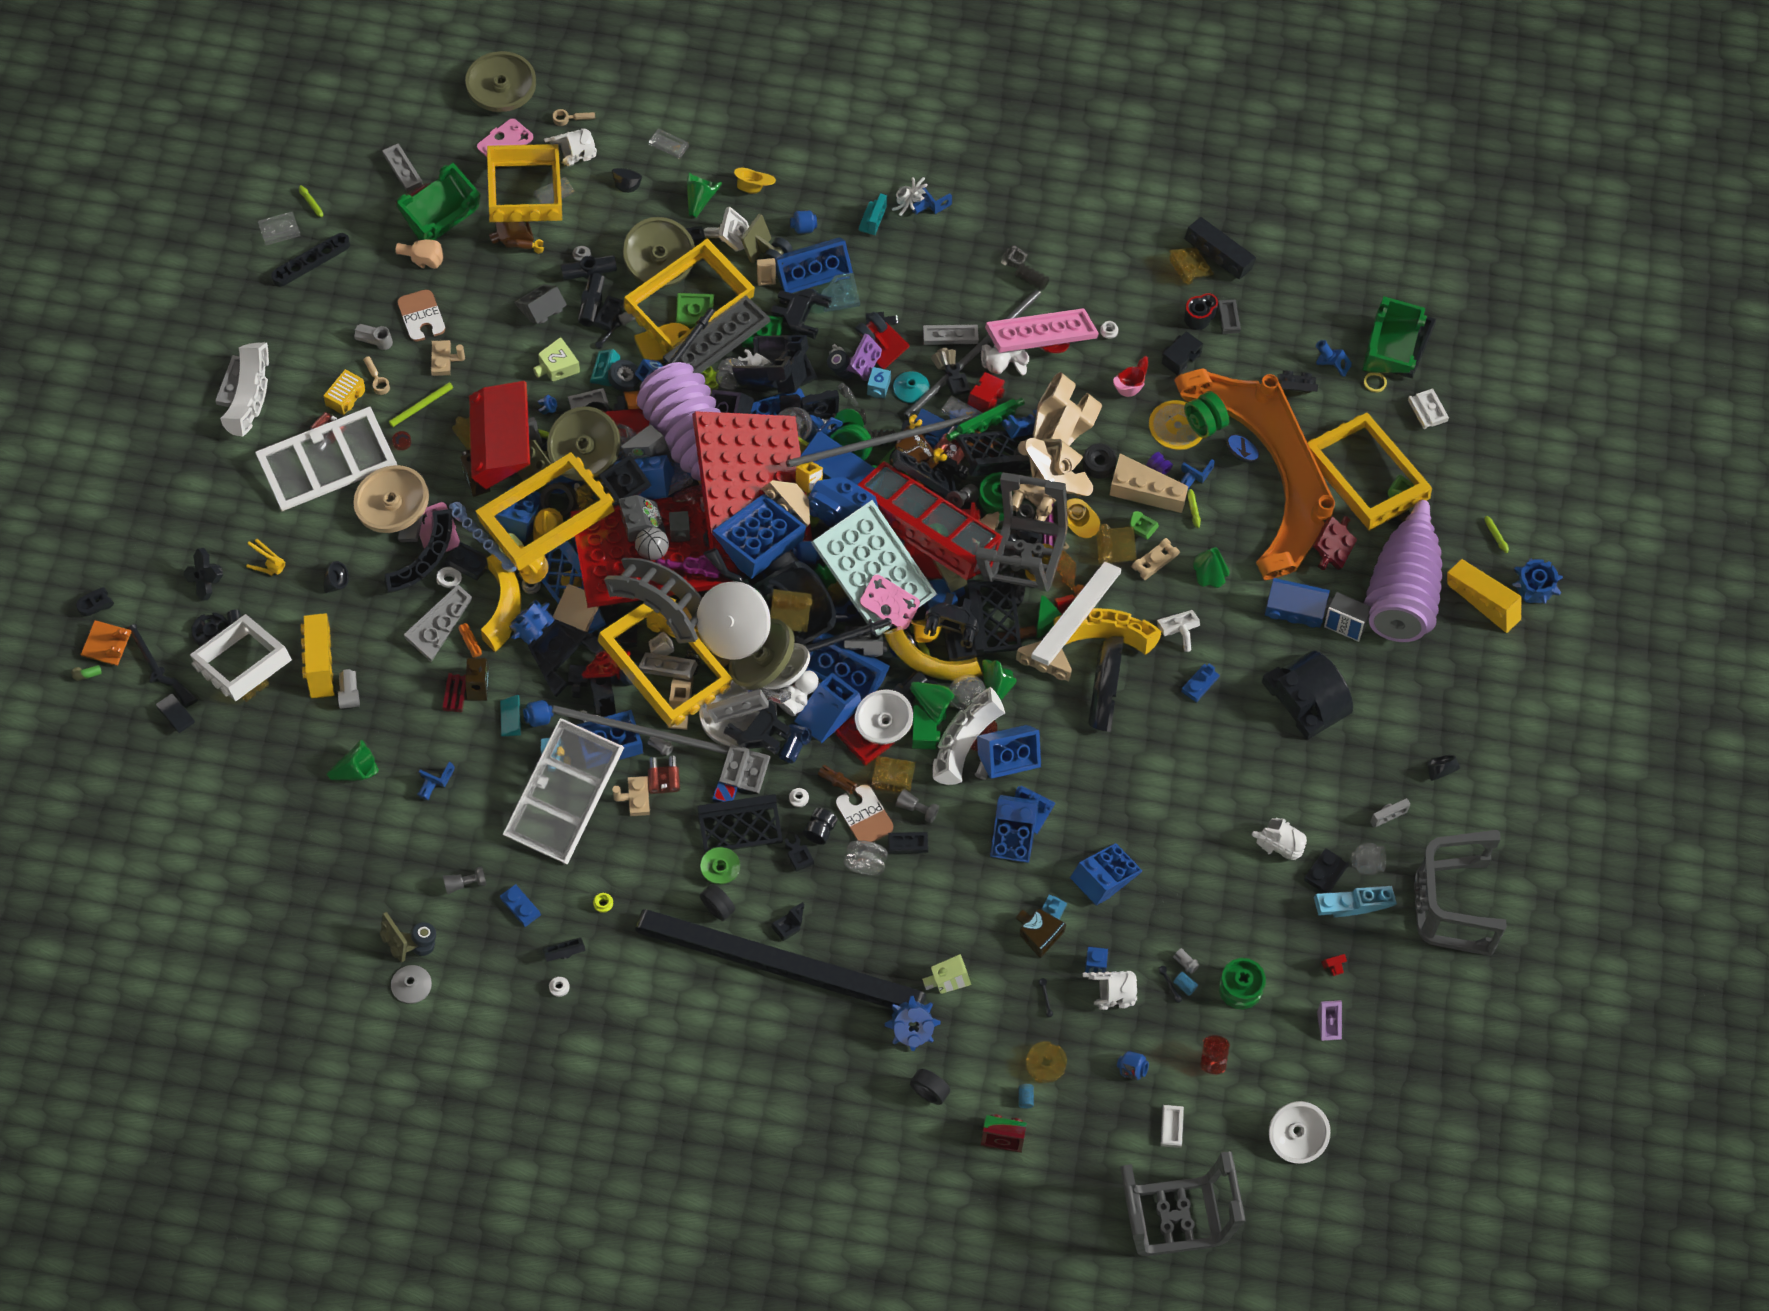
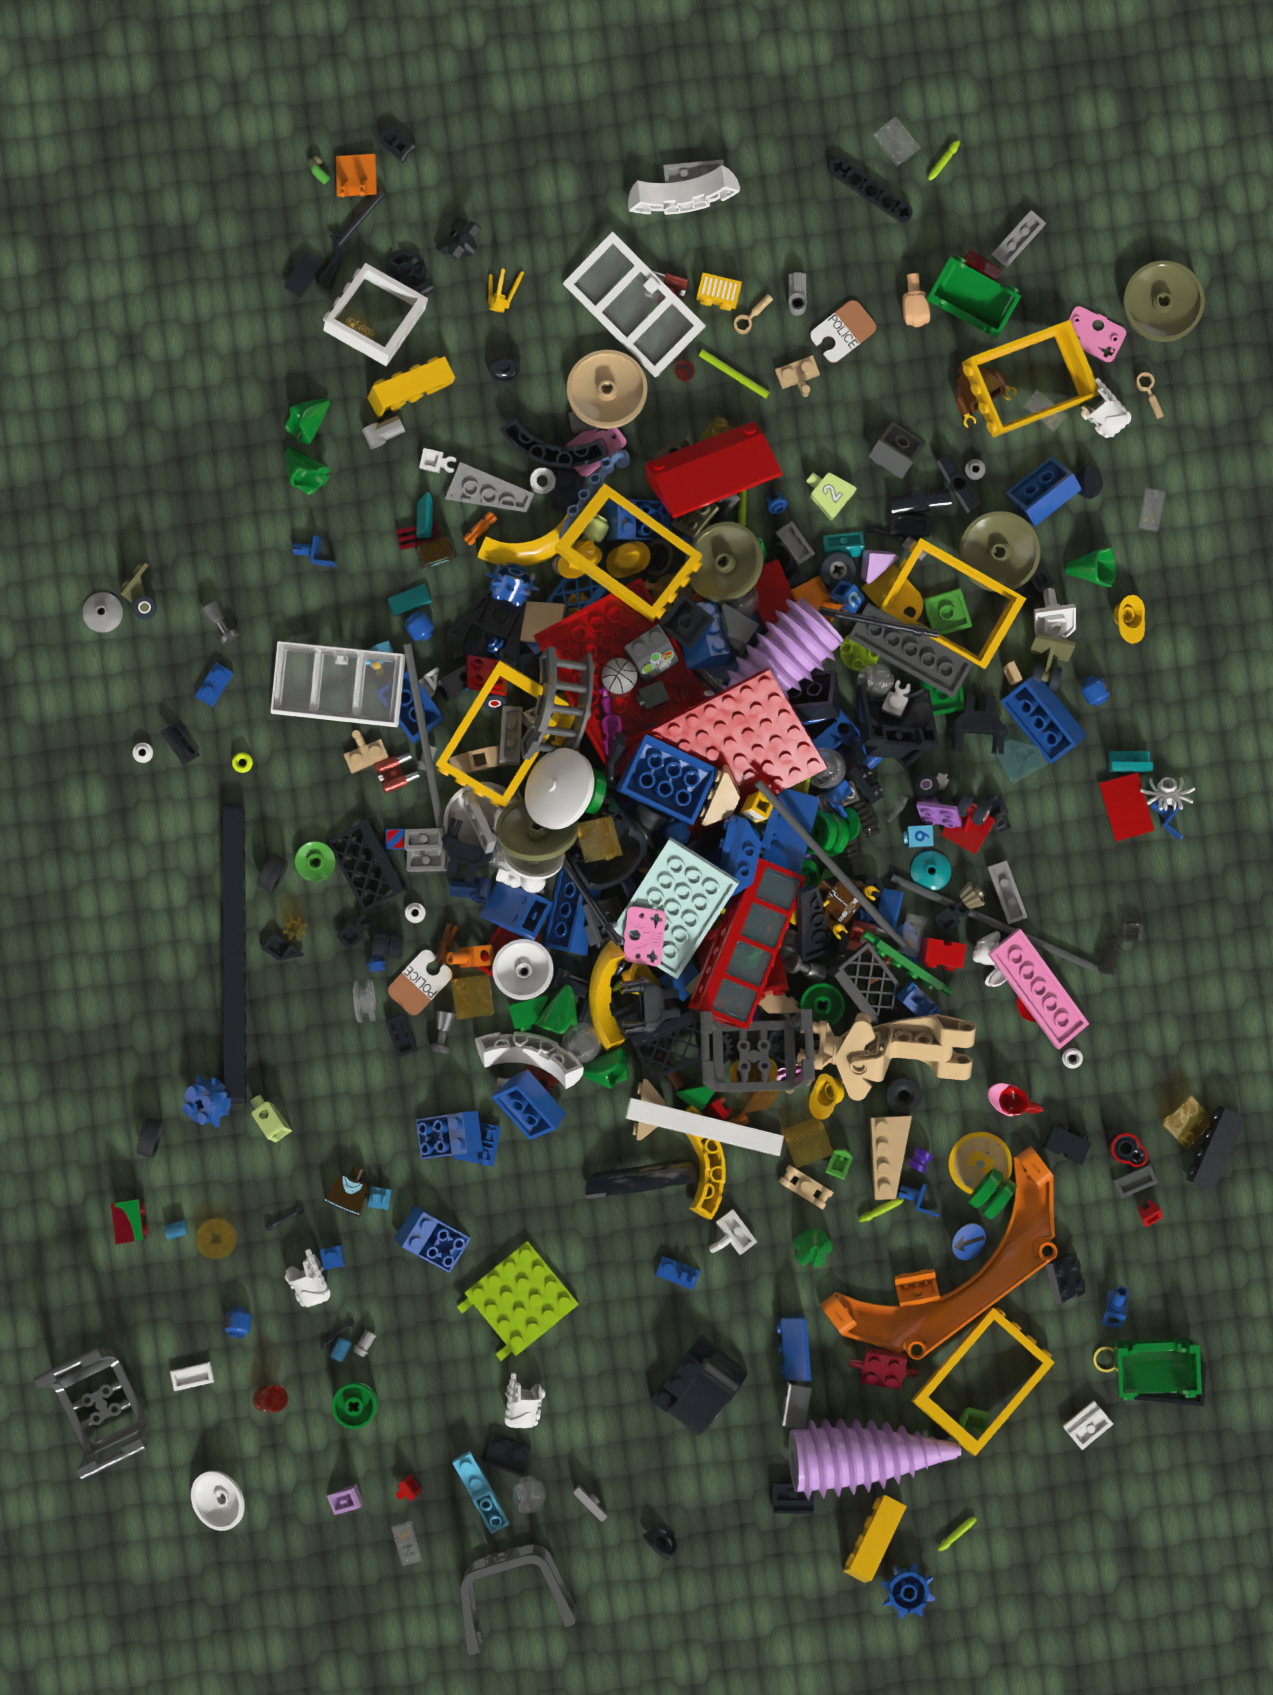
camera: 80 degrees right, 25 degrees up
(310, 751) = (306, 419): none -> green hat
(394, 657) = (433, 461): none -> white plate
(440, 677) = (424, 516): none -> teal slope
(580, 657) = (494, 645): none -> blue plate
(619, 208) = (1043, 491): none -> blue slope
(632, 346) = (875, 563): none -> lavender slope
(776, 896) = (290, 925): none -> clear yellow gear
(834, 843) = (376, 964): none -> blue plate
(856, 759) = (470, 956): none -> orange bracket
(910, 231) = (1126, 807): none -> red tile
(1185, 818) = (520, 1299): none -> lime plate
(1261, 312) = (1151, 1214): none -> red tile
(1271, 498) = (916, 1288): none -> orange bracket
(1385, 982) = (406, 1543): none -> clear tile
(1430, 650) = (791, 1502): none -> black plate

